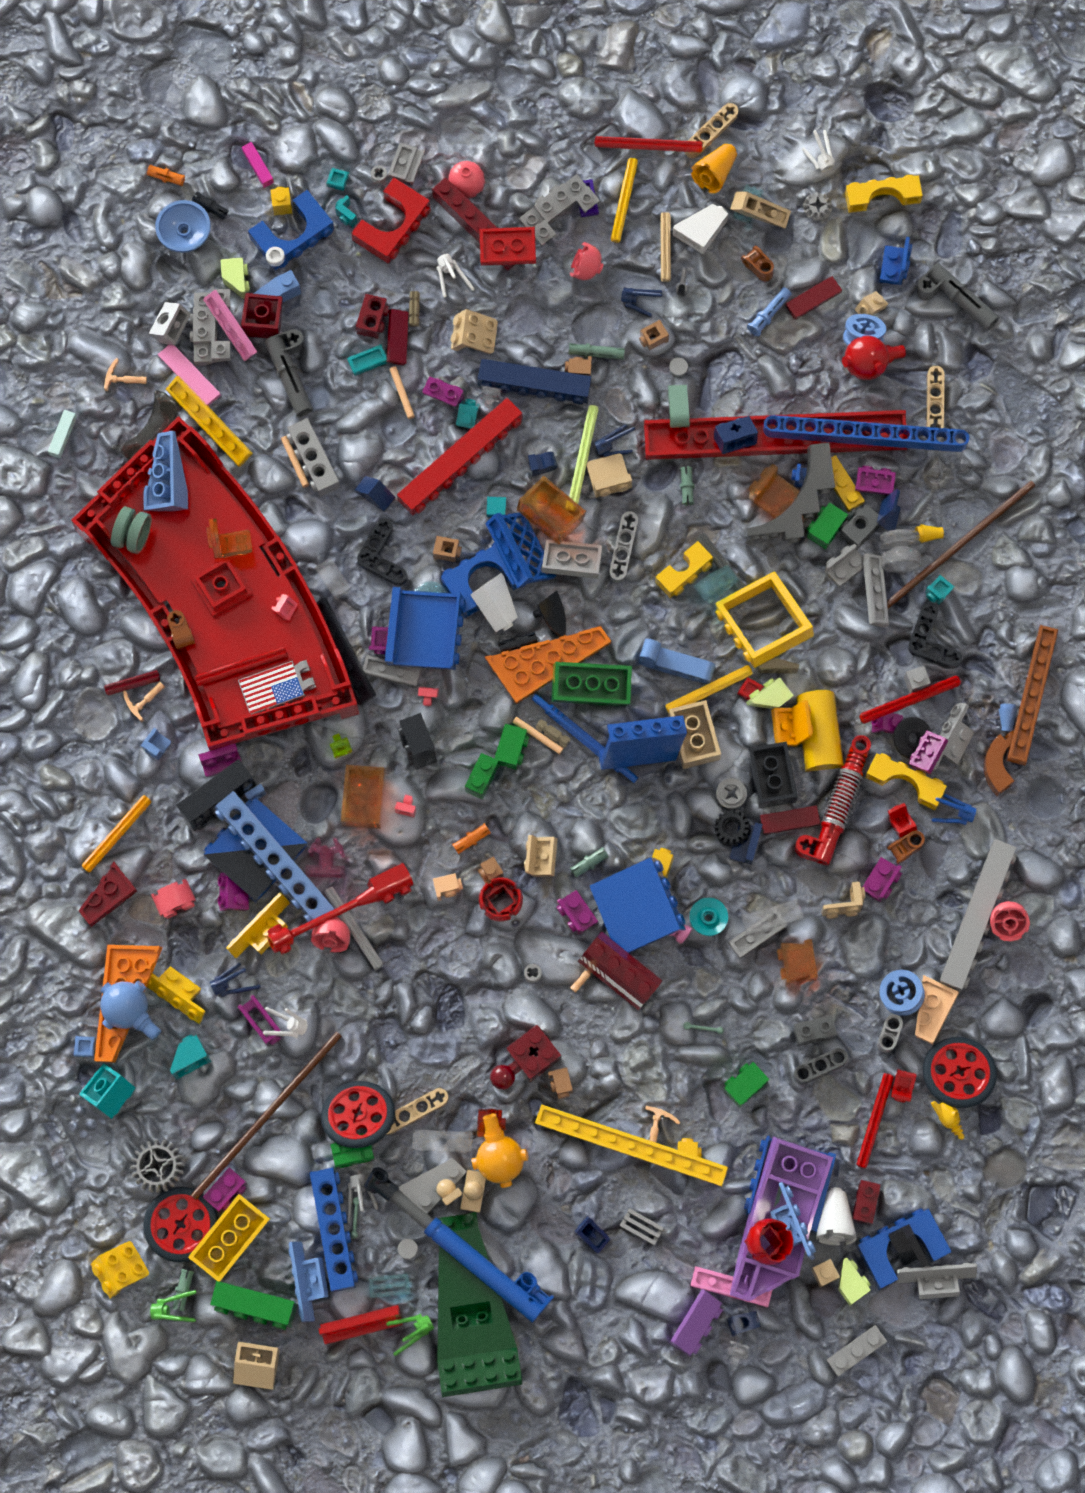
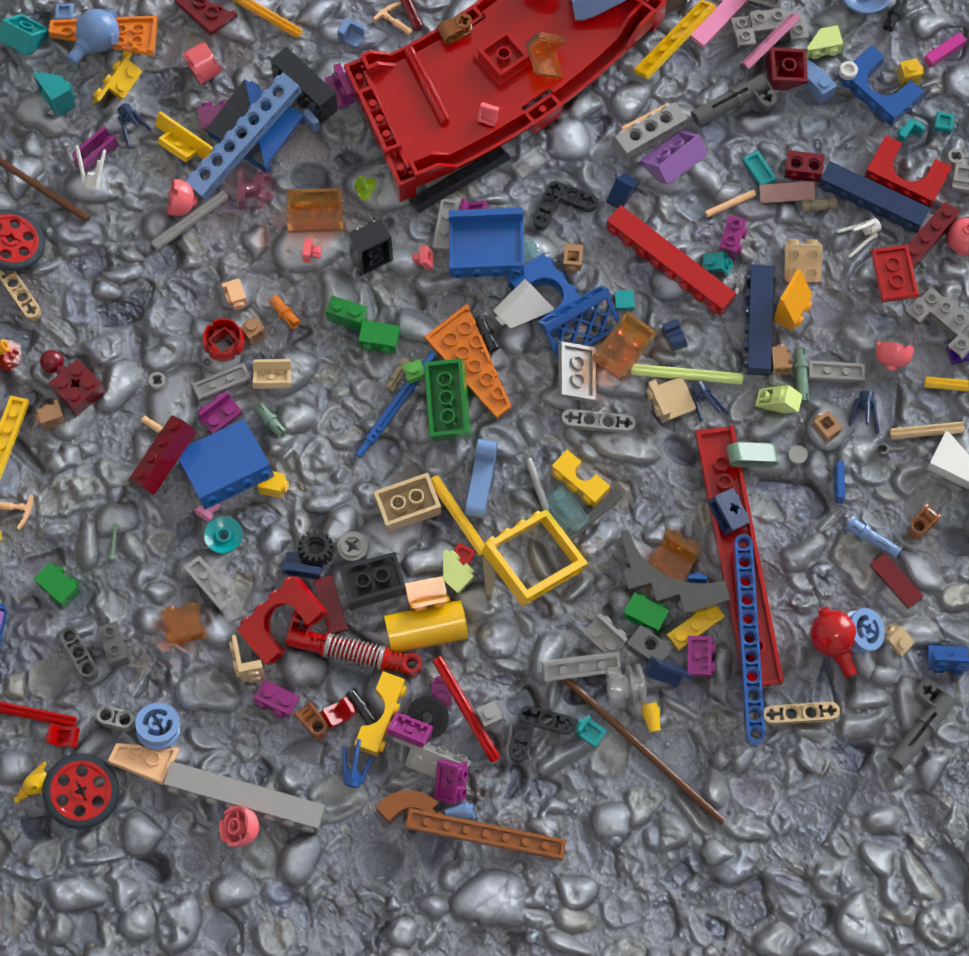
camera: 80 degrees right, 5 degrees down
(275, 686) = (409, 116): tile -> none
(344, 438) = (674, 156): none -> medium lavender slope
(380, 889) = (226, 236): red bar -> none
(415, 255) = (873, 197): none -> dark blue brick
(523, 346) = (793, 303): none -> light orange slope
(539, 736) = (393, 364): light nougat bar -> none
(540, 909) = (221, 382): none -> light grey tile
(553, 613) = (518, 360): black shield -> none
(554, 714) = (414, 371): none -> bright green plate
(595, 318) = (836, 372): none -> light grey tile
(620, 375) = (779, 399): none -> yellowish green slope
(643, 742) = (385, 442): blue panel -> none
(685, 611) = (537, 484): none -> light grey bar
(687, 486) = (670, 475): sand green pin -> none
(711, 332) = (839, 482): none -> blue tile
(754, 565) = (592, 545): none -> clear tile
(785, 848) = (257, 626): none -> red arch
(896, 799) = (361, 707): none -> black pin
(980, 721) = (451, 781): none -> magenta bracket

